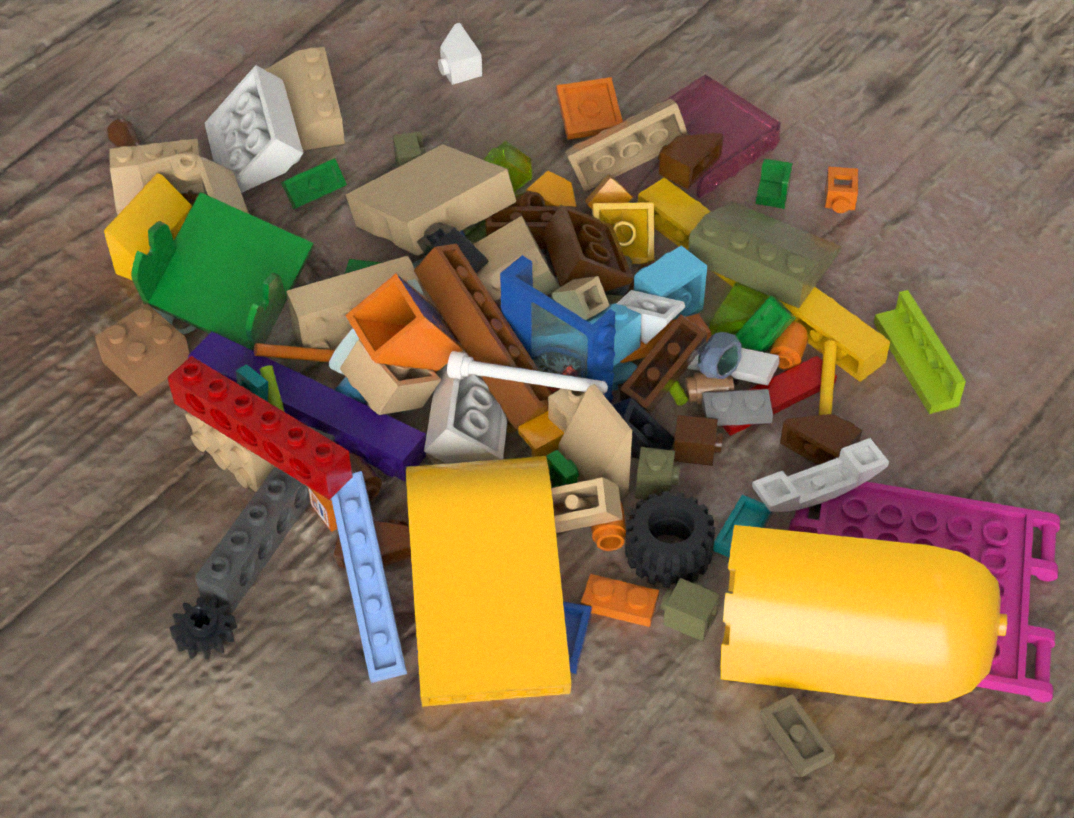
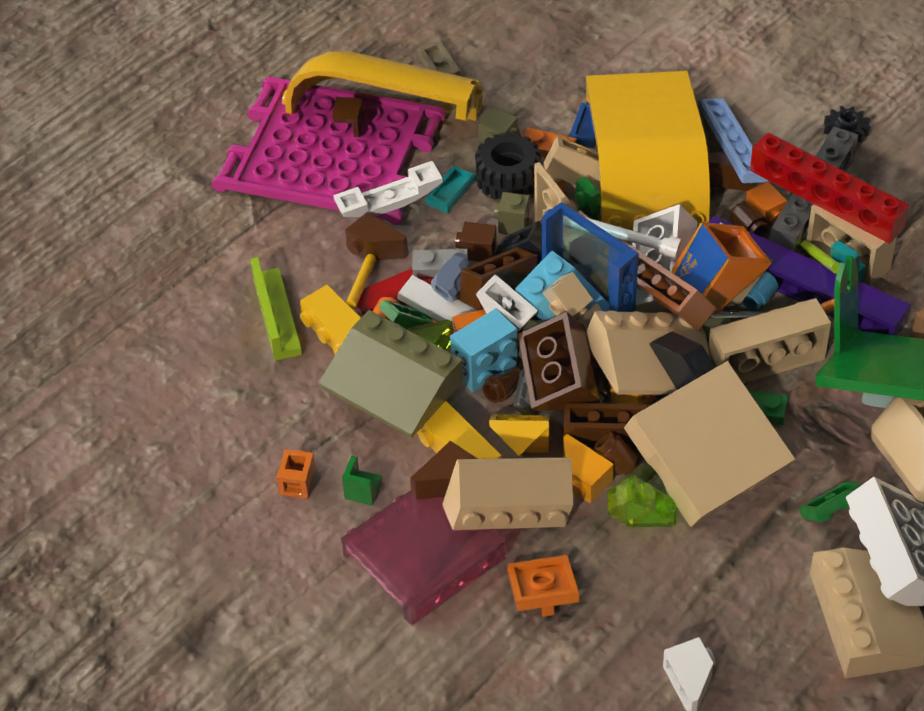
camera: 175 degrees left, 0 degrees up
(408, 147) = (736, 532): olive brick -> none

